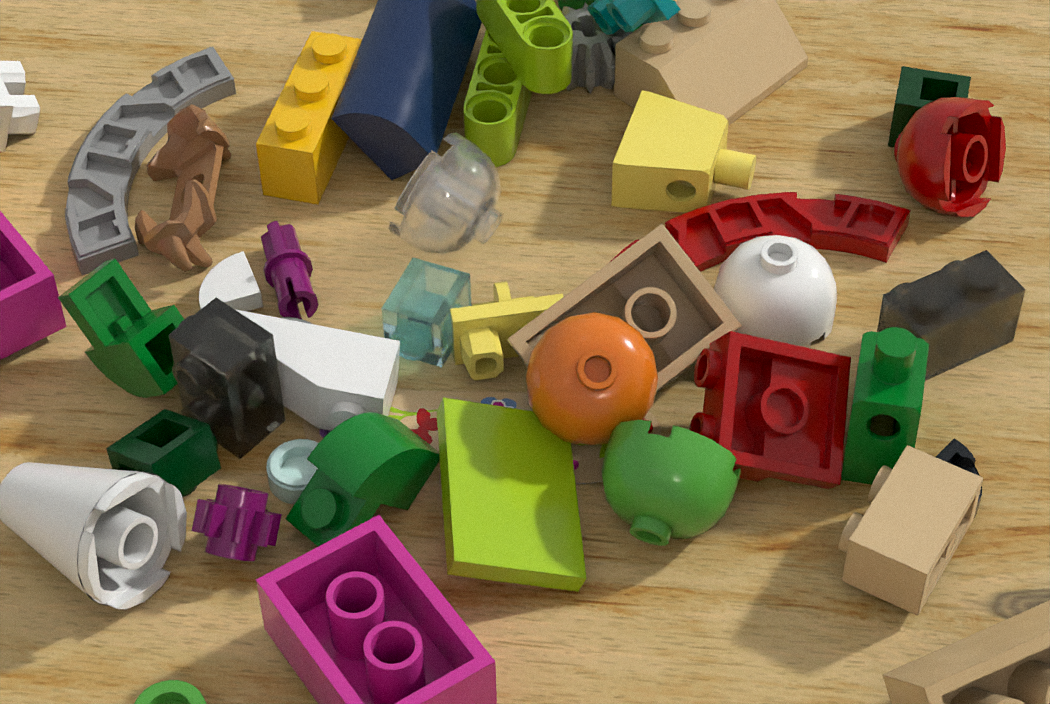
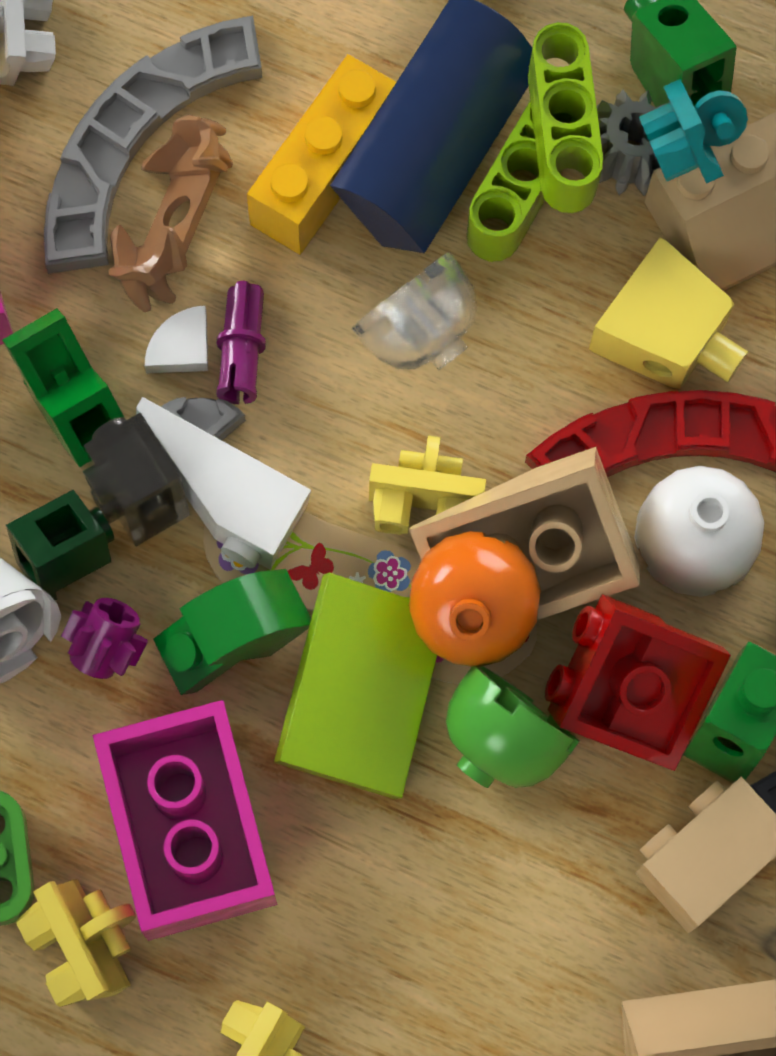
camera: 15 degrees right, 25 degrees up
(290, 470) = (181, 579): light aqua tile -> none
(420, 310) = (351, 441): clear light blue brick -> none

